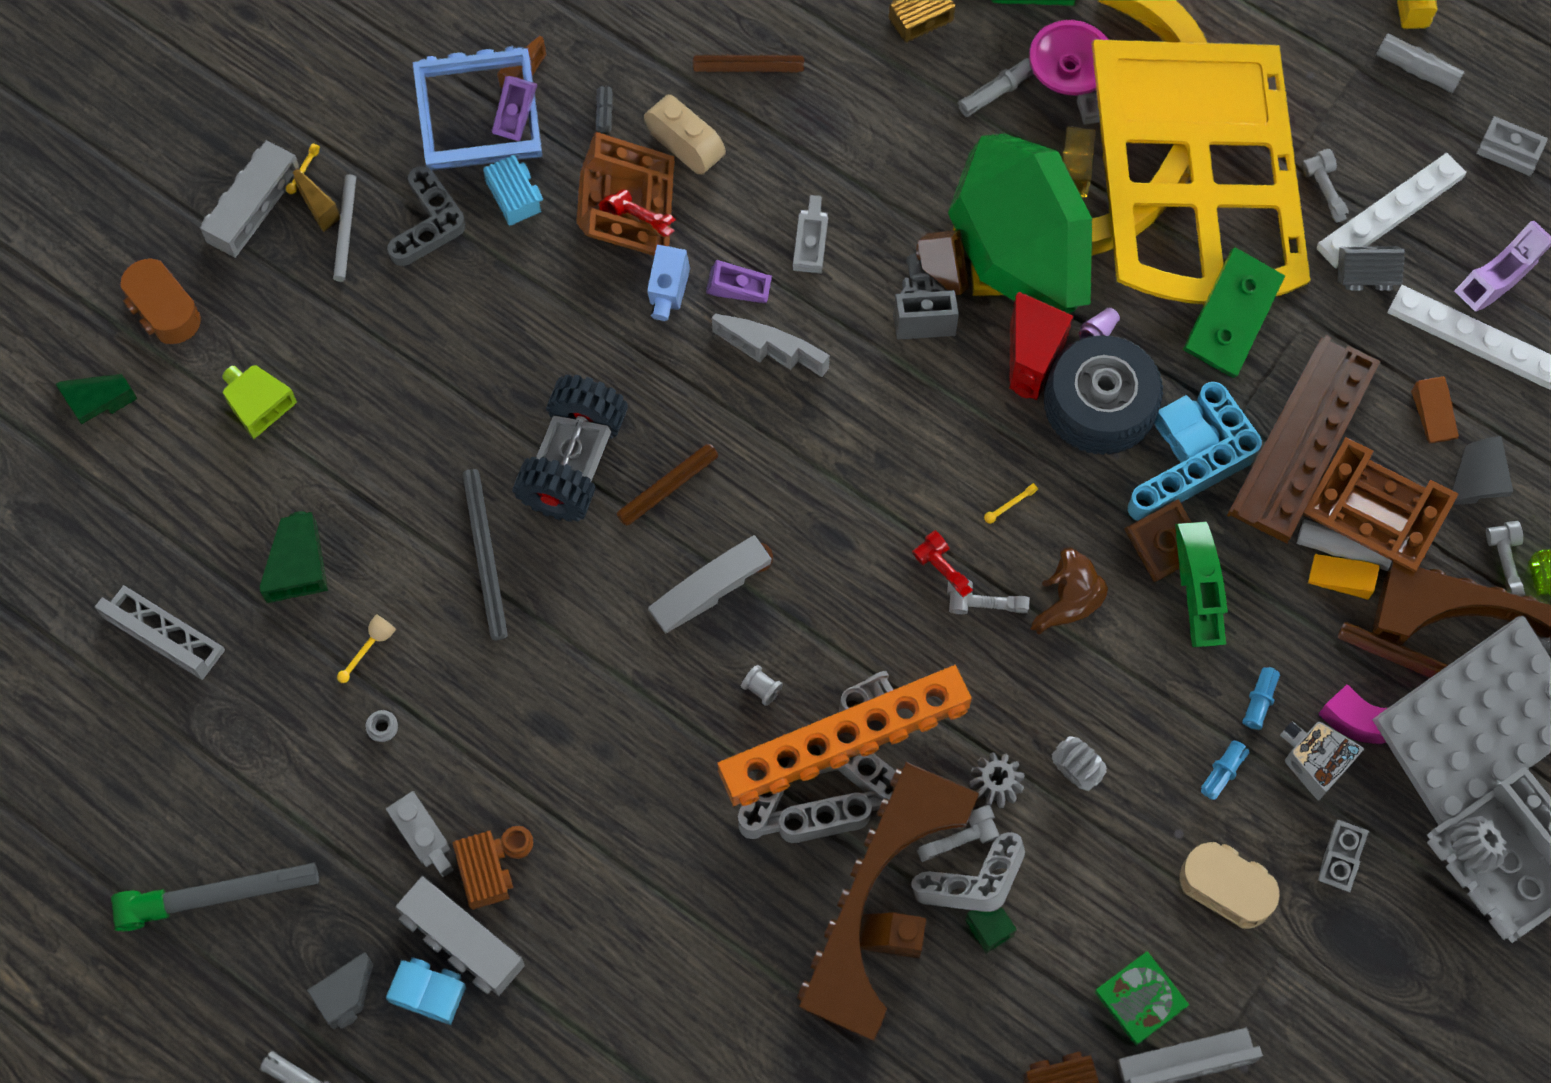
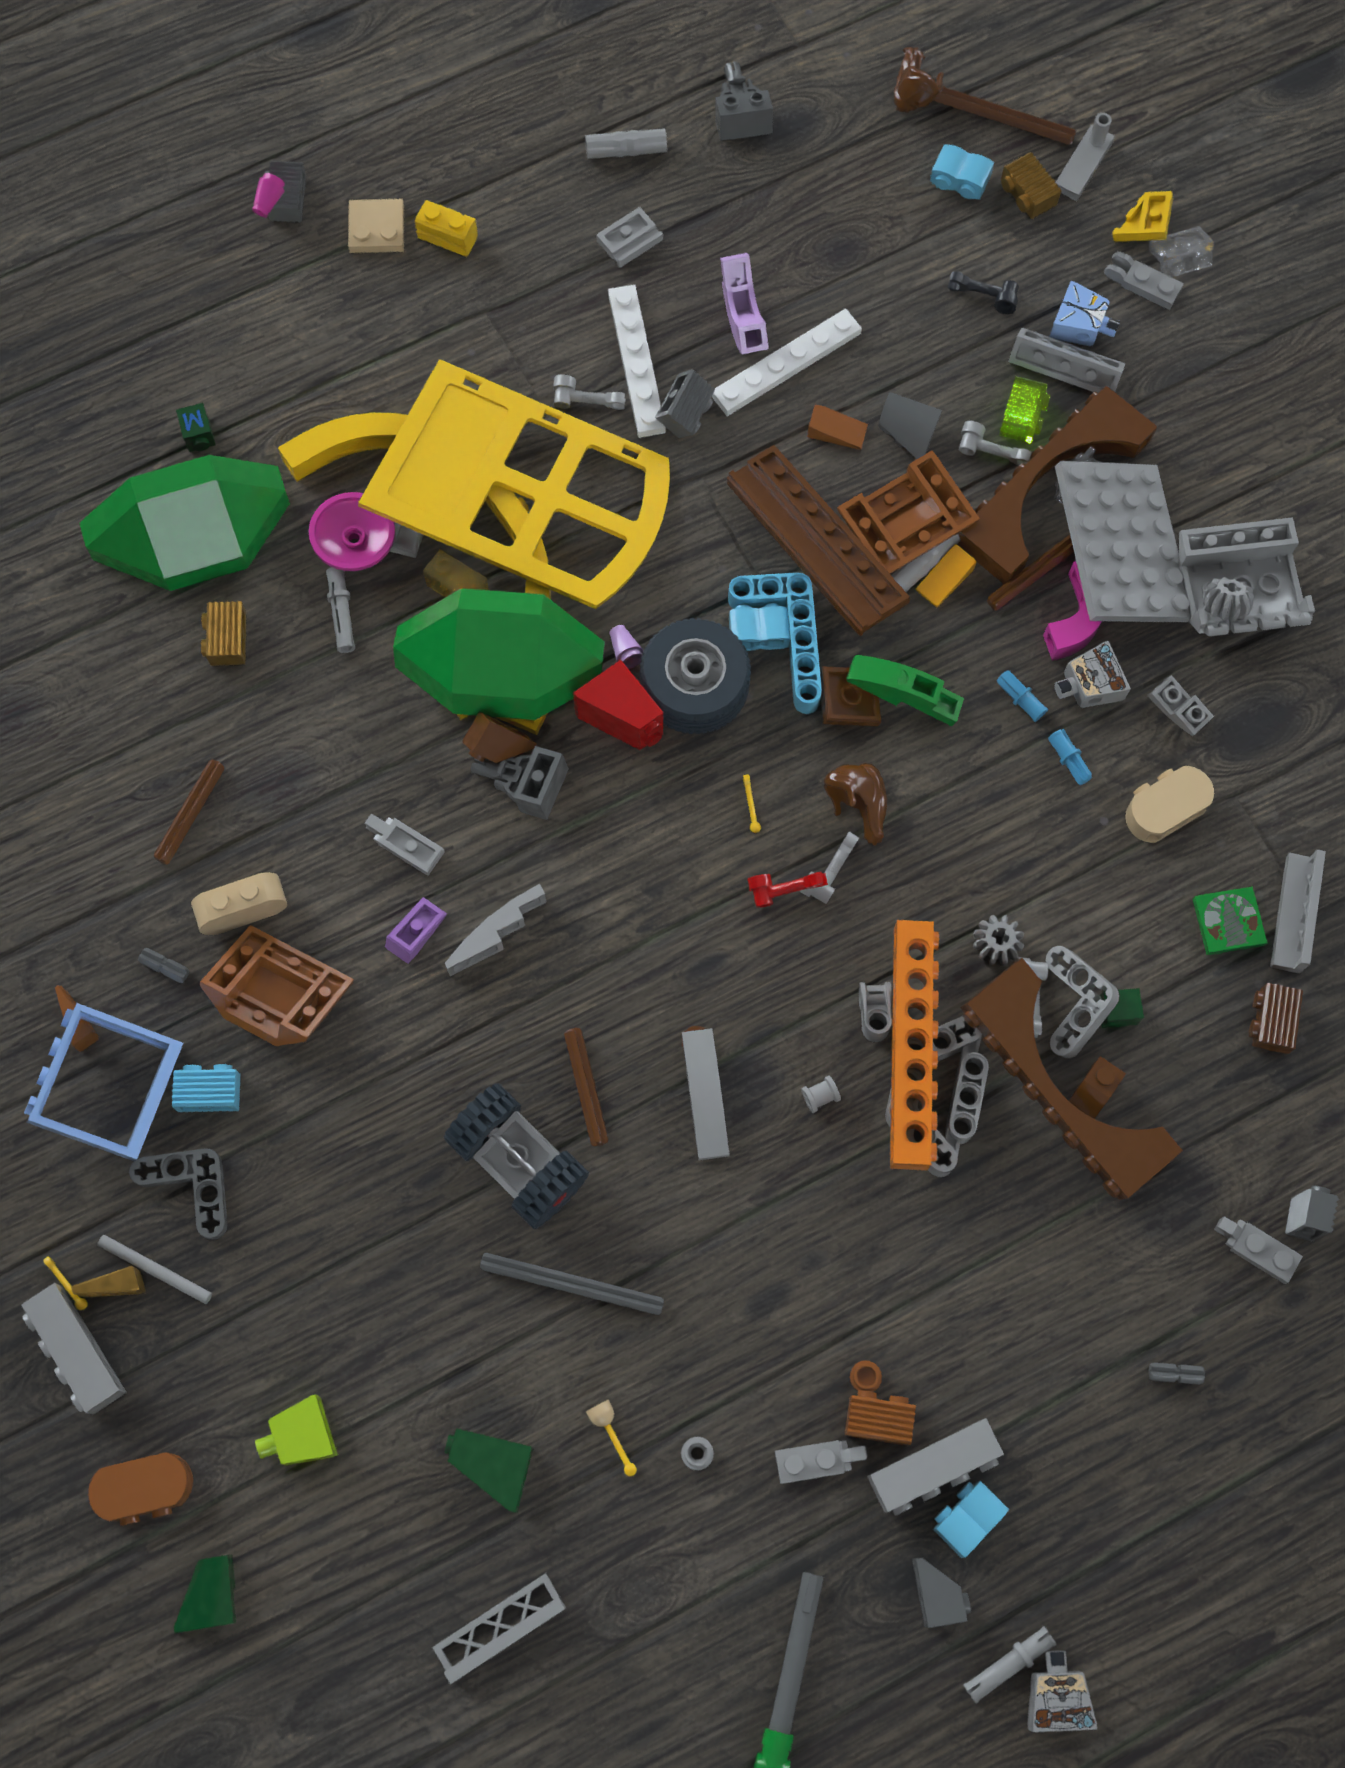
camera: 65 degrees left, 5 degrees up
(513, 107) = (129, 1045): medium lavender slope -> none
(622, 203) = (279, 996): red brick -> none
(667, 280) = (378, 981): light blue torso -> none
(1079, 763) = (1017, 866): light grey gear -> none
(1234, 312) = (671, 532): green plate -> none
(1420, 63) = (512, 261): light grey axle -> none

